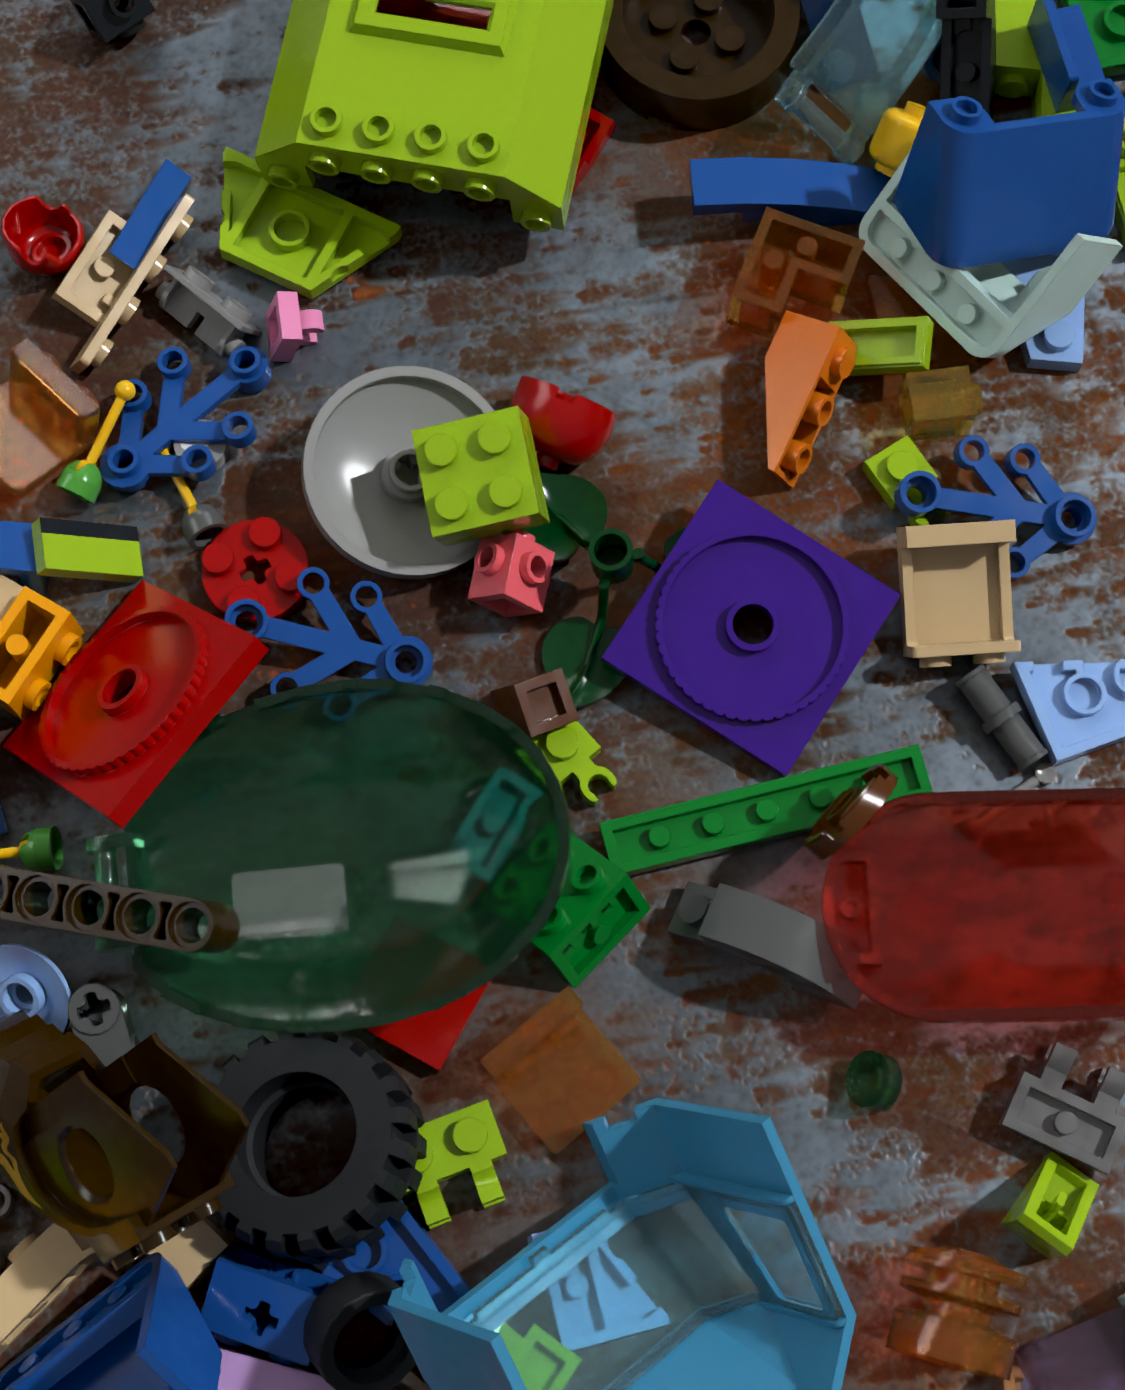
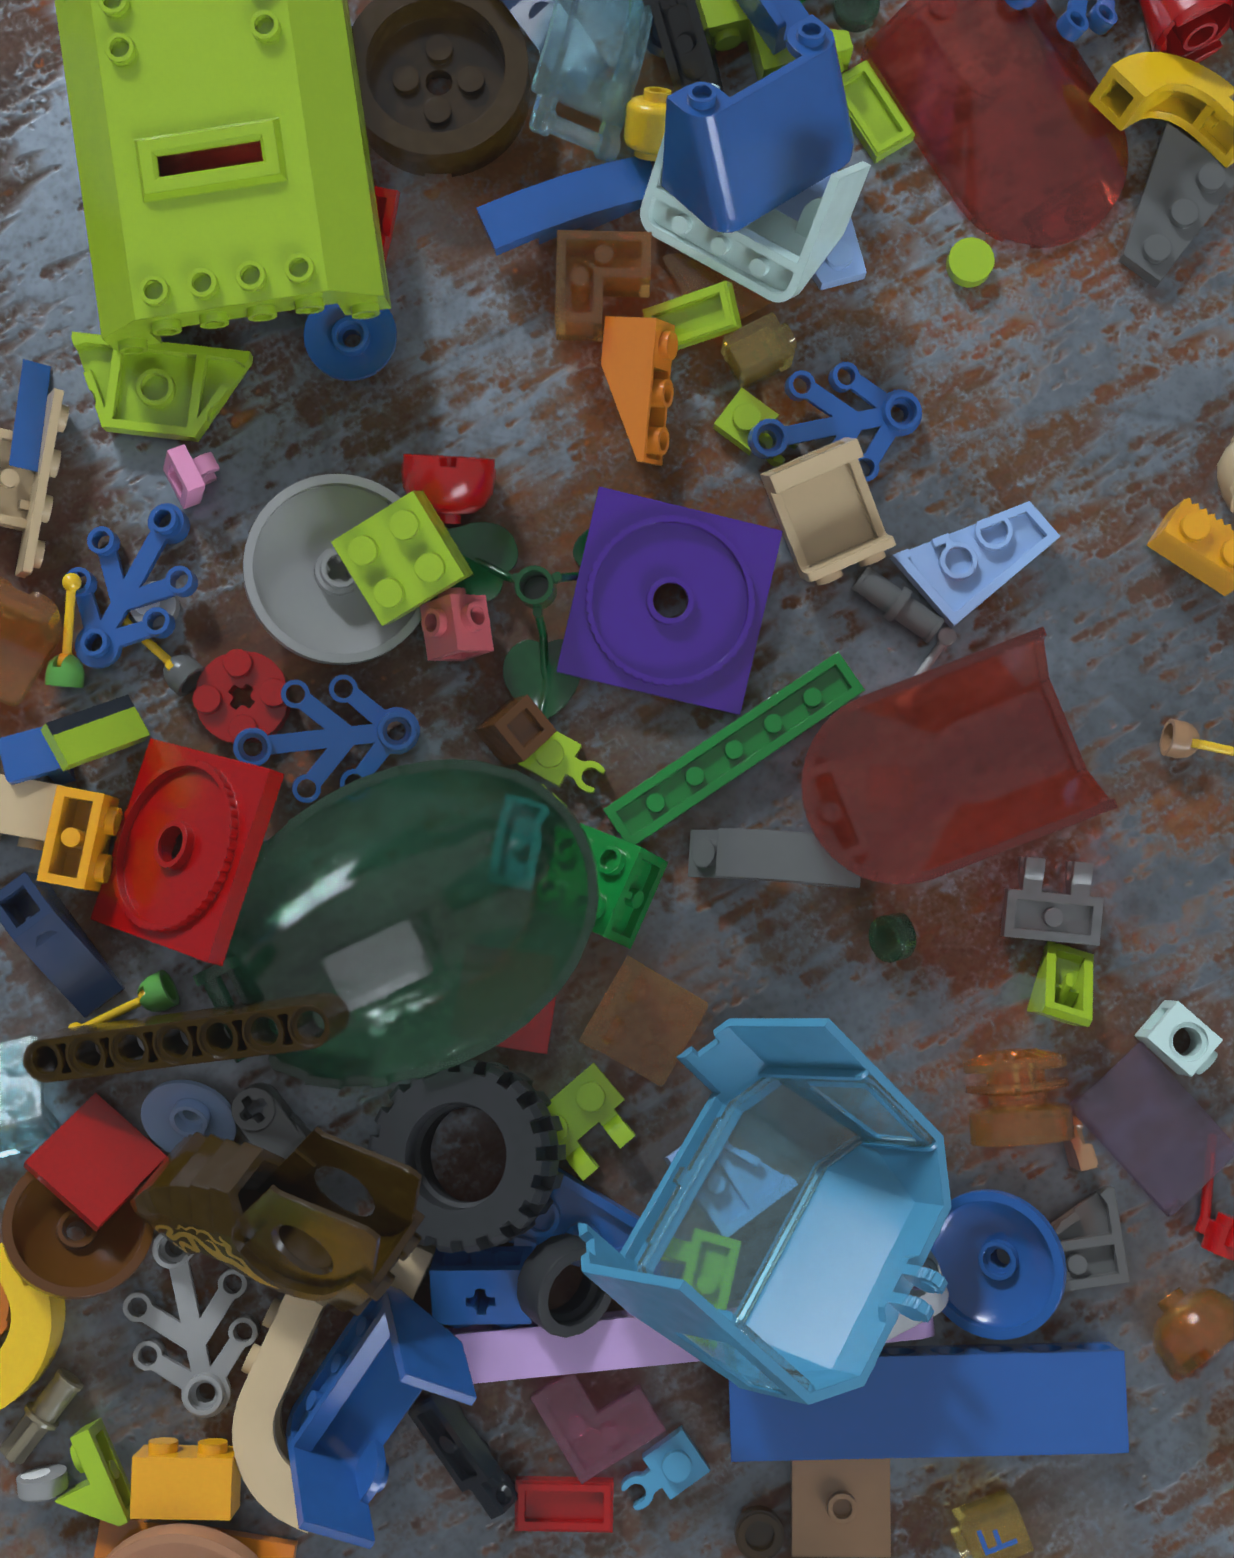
camera: 20 degrees left, 10 degrees up
(191, 295) = (95, 476): light grey hinge -> none
(490, 233) = (326, 346): none -> blue dish
(850, 812) = (805, 733): reddish brown tile -> none

